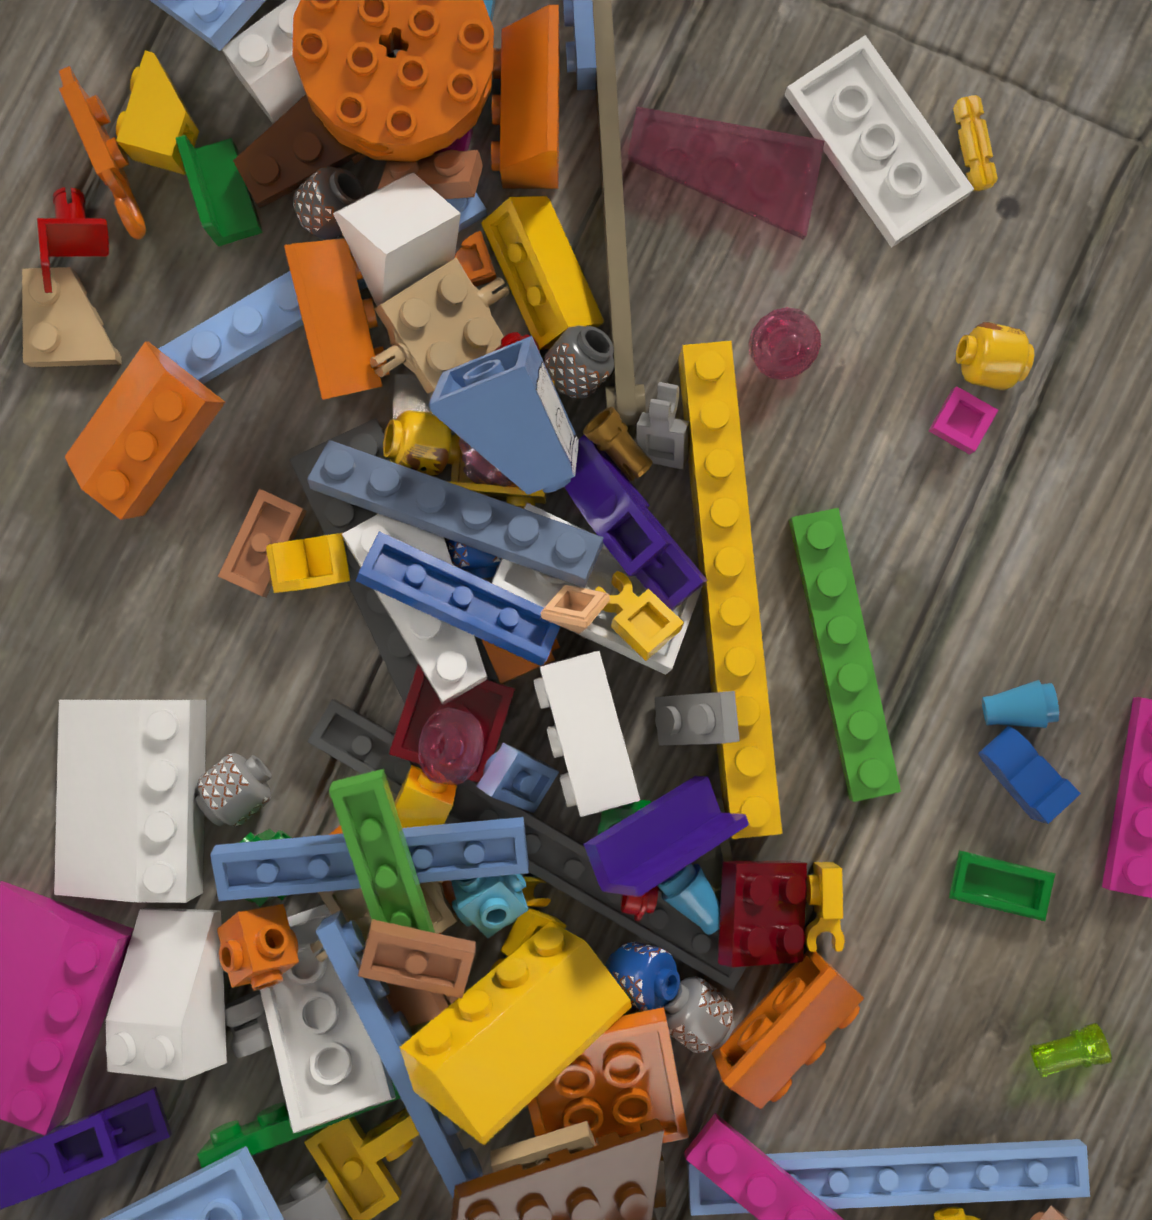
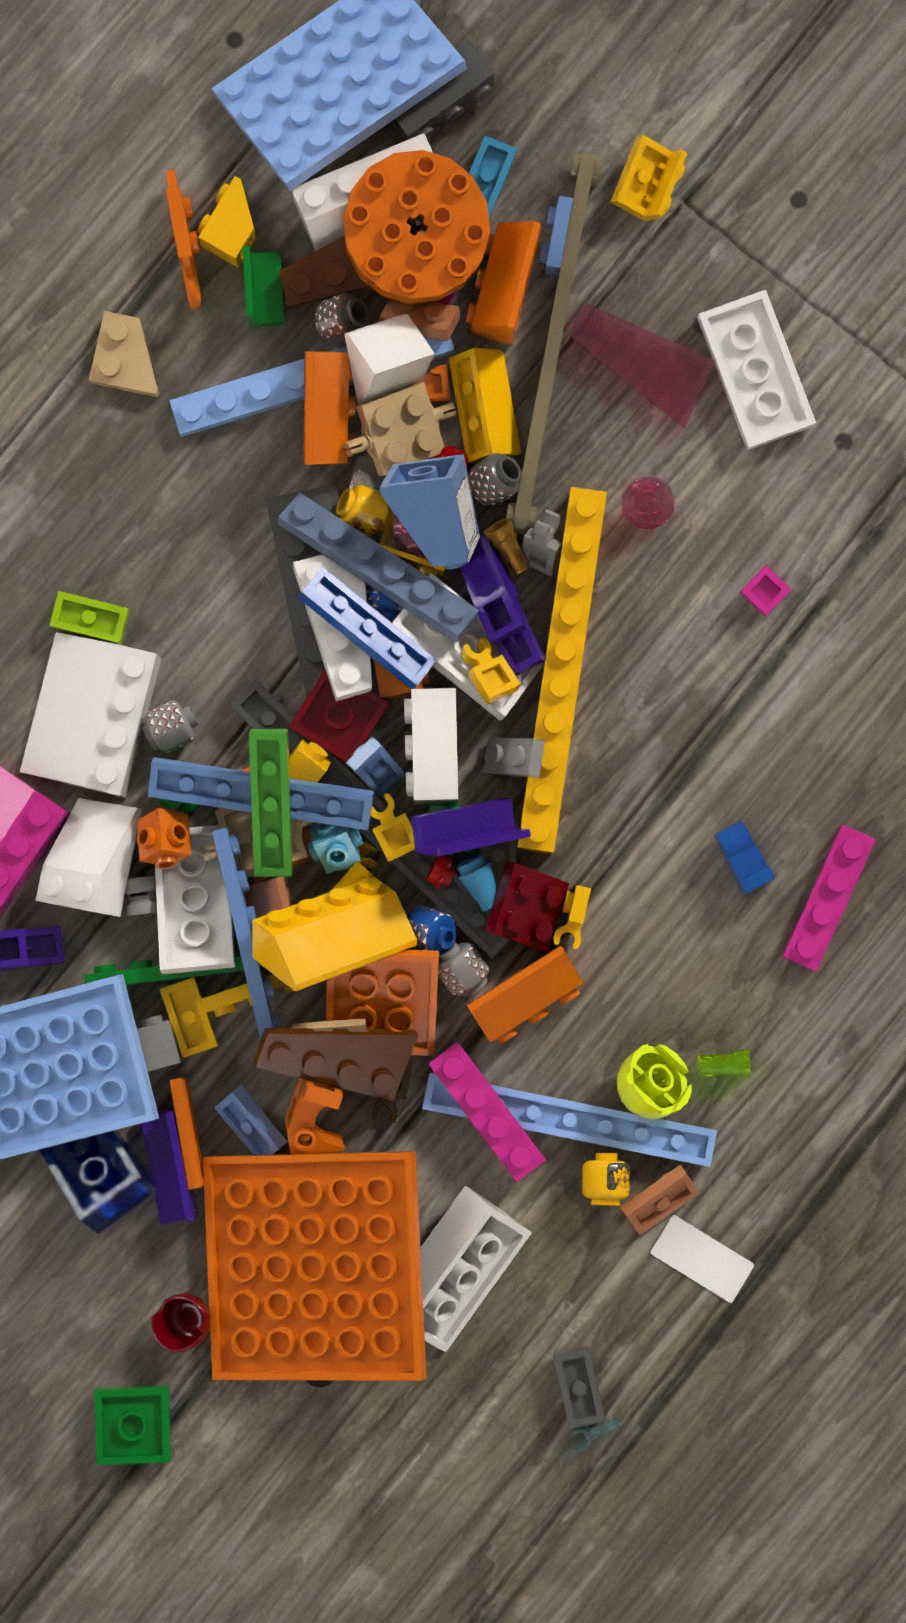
camera: 15 degrees right, 0 degrees up
(70, 233) = (145, 295): red bracket -> none
(96, 670) = (89, 617): none -> lime plate
(141, 433) = (164, 452): orange slope -> none
(266, 523) = (231, 555): nougat plate -> none
(308, 563) = (262, 577): yellow panel -> none
(417, 959) = (277, 866): nougat plate -> none
(450, 746) = (334, 729): clear pink plate -> none
(563, 858) = (393, 834): none -> yellow plate
(575, 607) = (446, 654): light nougat slope -> none
(844, 655) = (635, 740): bright green plate -> none
(975, 142) = (829, 388): yellow axle -> none
(991, 1108) = (653, 1082): none -> neon yellow cylinder
(995, 356) = (799, 549): yellow head -> none
(1001, 885) = (706, 934): green tile -> none
(1025, 706) = (754, 809): dark azure cone -> none

